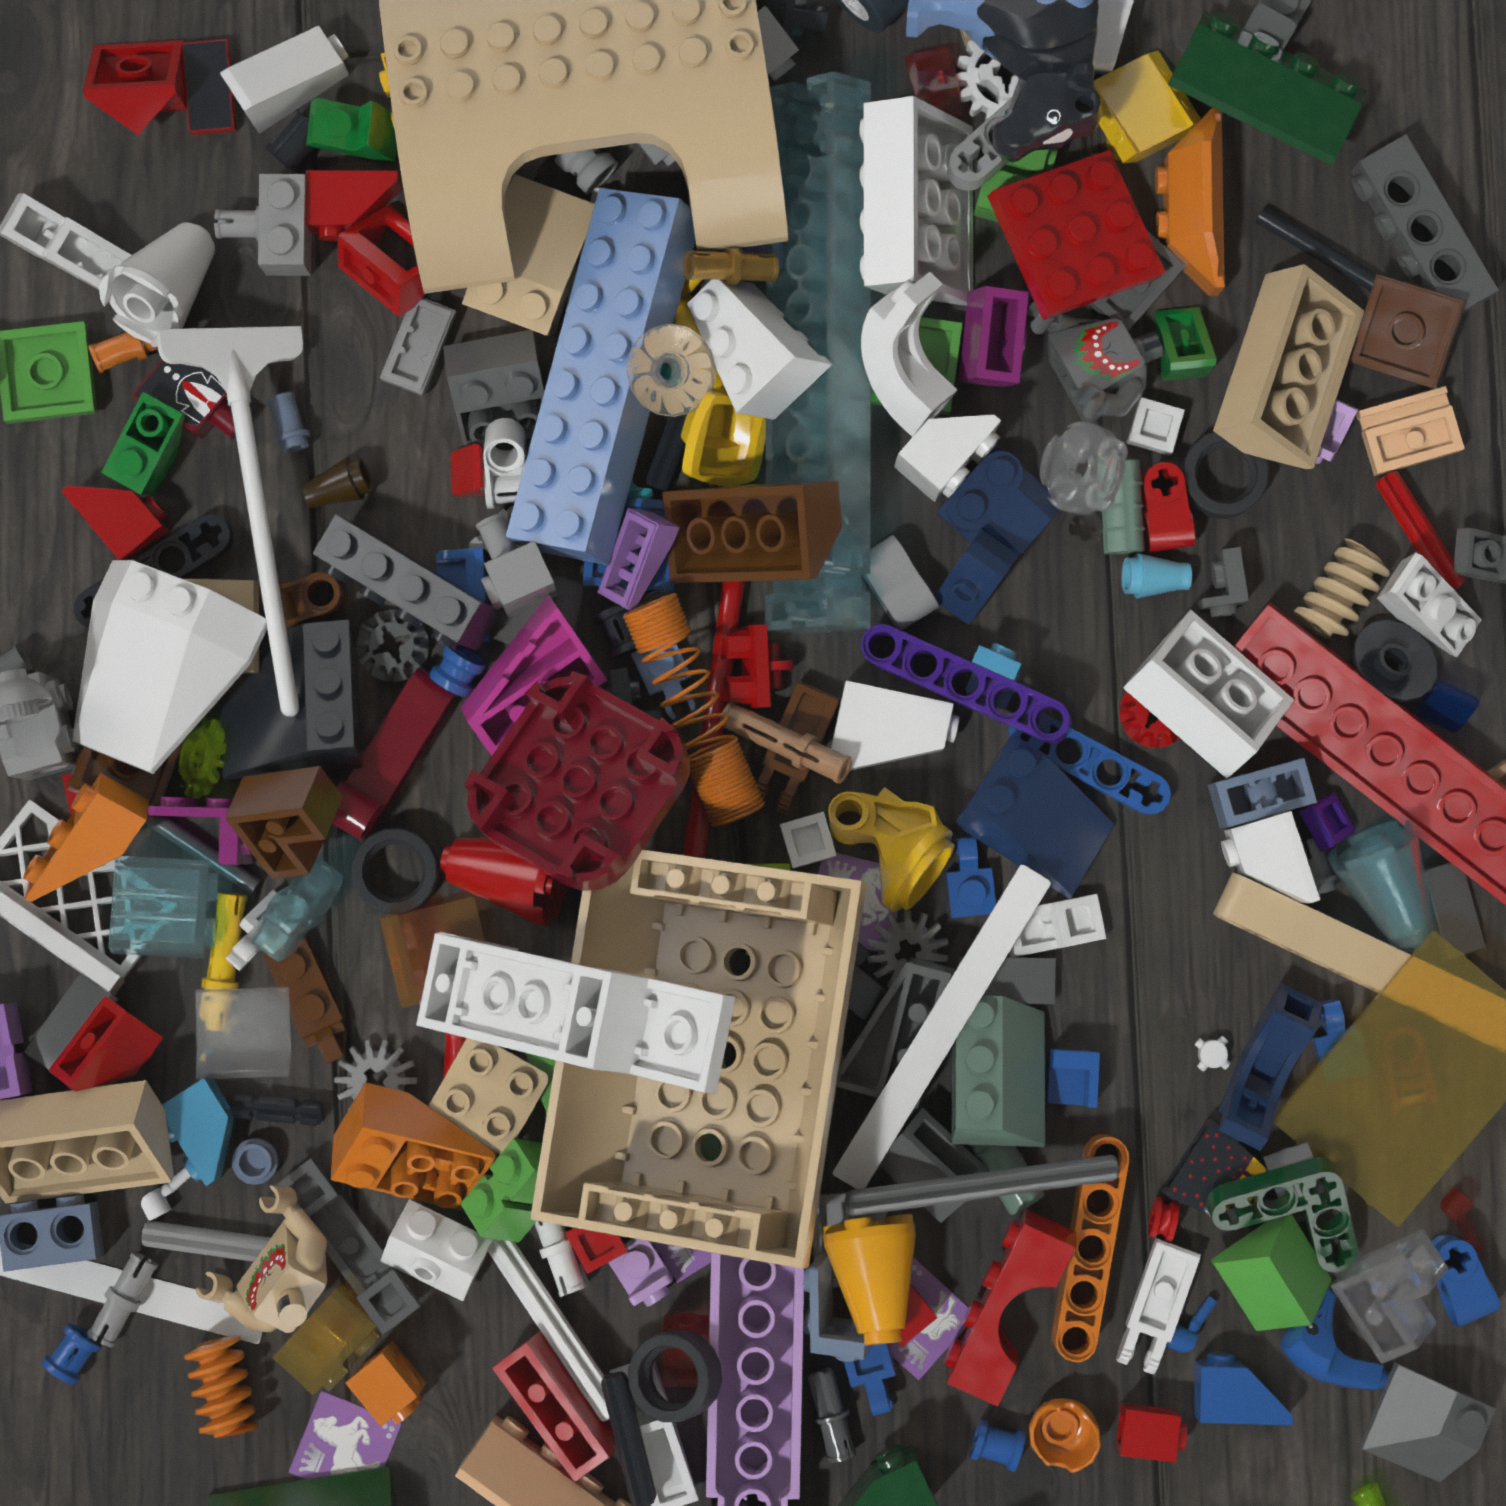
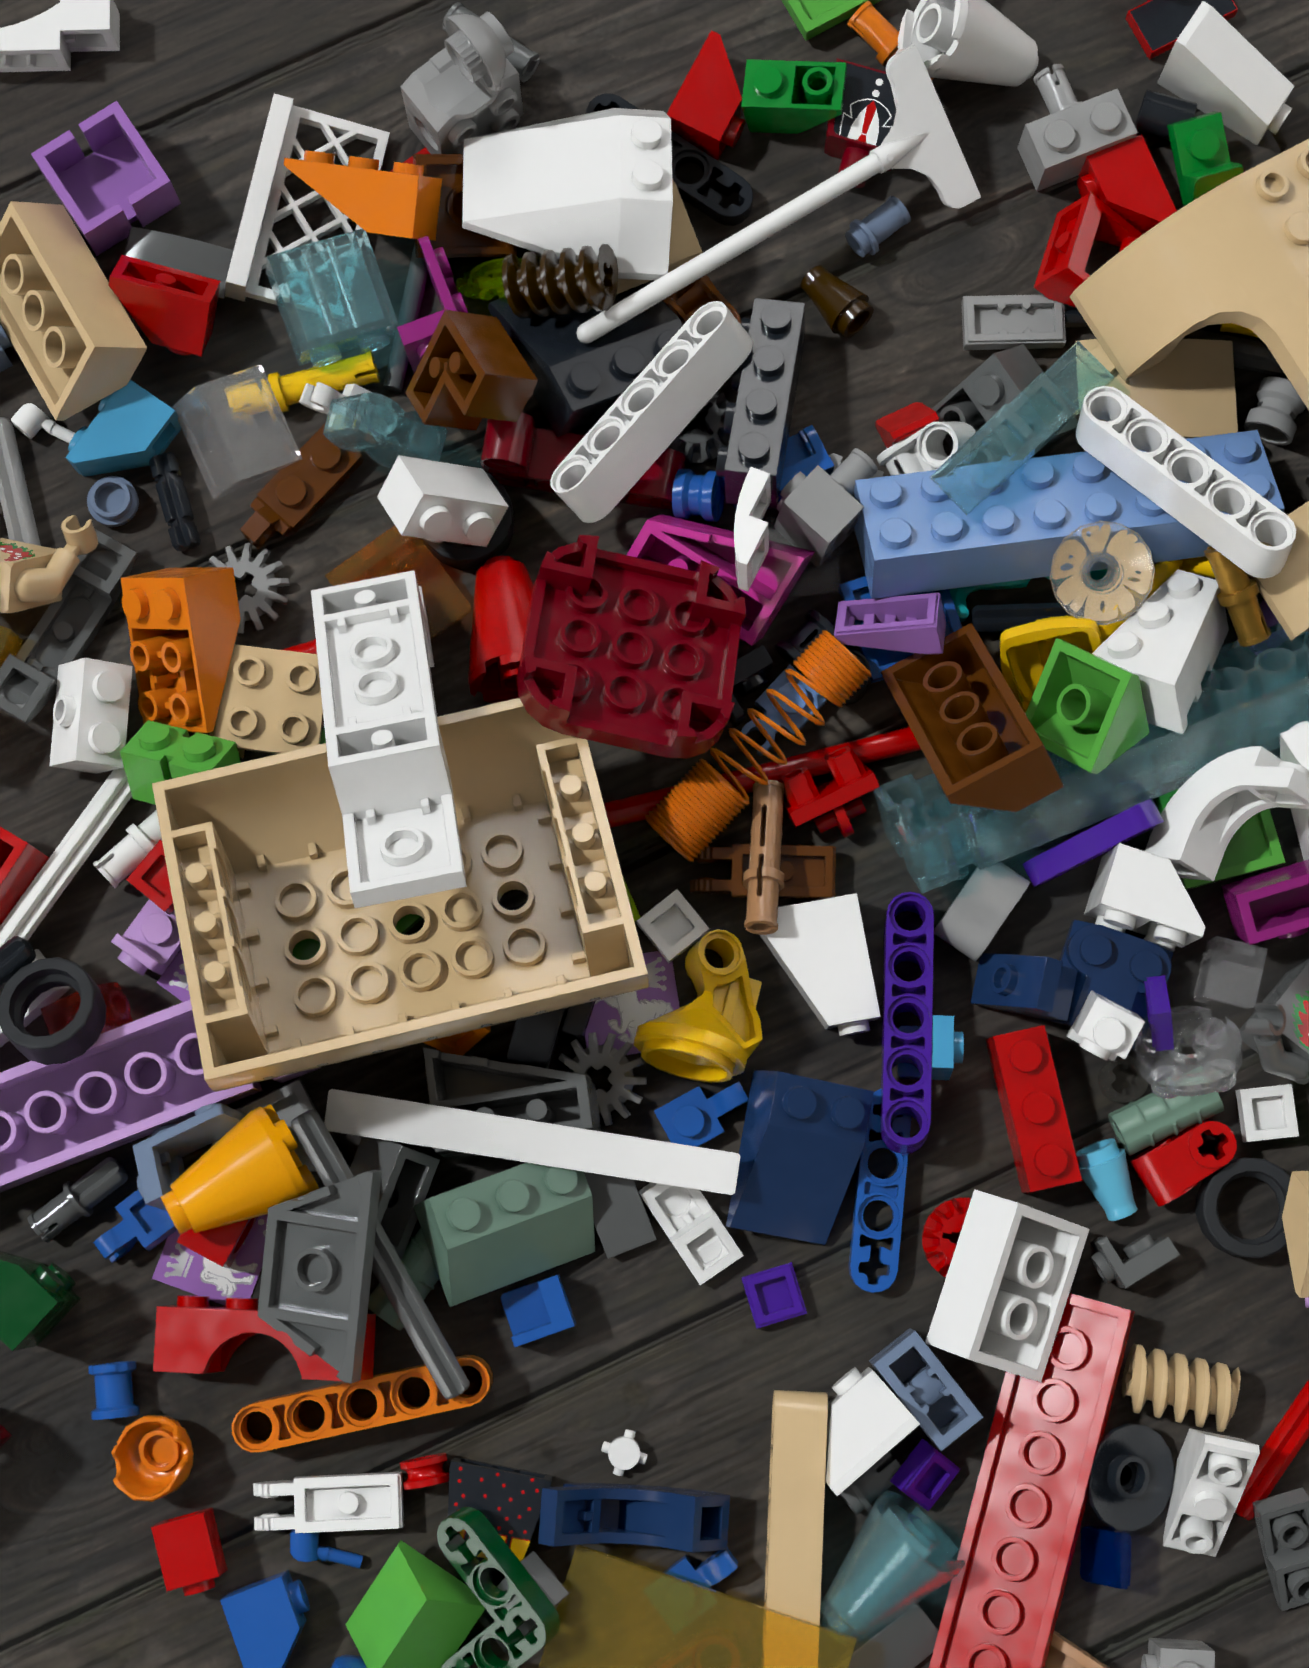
camera: 70 degrees right, 5 degrees down
(242, 711) = (560, 284): none -> dark brown piece
(378, 680) = (651, 412): none -> white beam
(382, 885) = (442, 501): none -> white brick
(522, 645) = (750, 531): none -> white slope
(523, 382) = (1020, 428): none -> clear light blue slope
(647, 276) = (1192, 503): none -> white beam
(777, 433) = (1087, 708): none -> bright green slope
(884, 471) = (1093, 842): none -> dark purple beam
(978, 1237) = (322, 1270): none -> dark grey wing
(1033, 407) = (1230, 972): none -> clear panel
(1037, 526) = (1105, 1027): none -> white brick
(1043, 479) = (1159, 1013): none -> dark purple tile
(1077, 612) = (1033, 1109): none -> red brick
(1137, 882) = (773, 1295): none -> dark purple tile

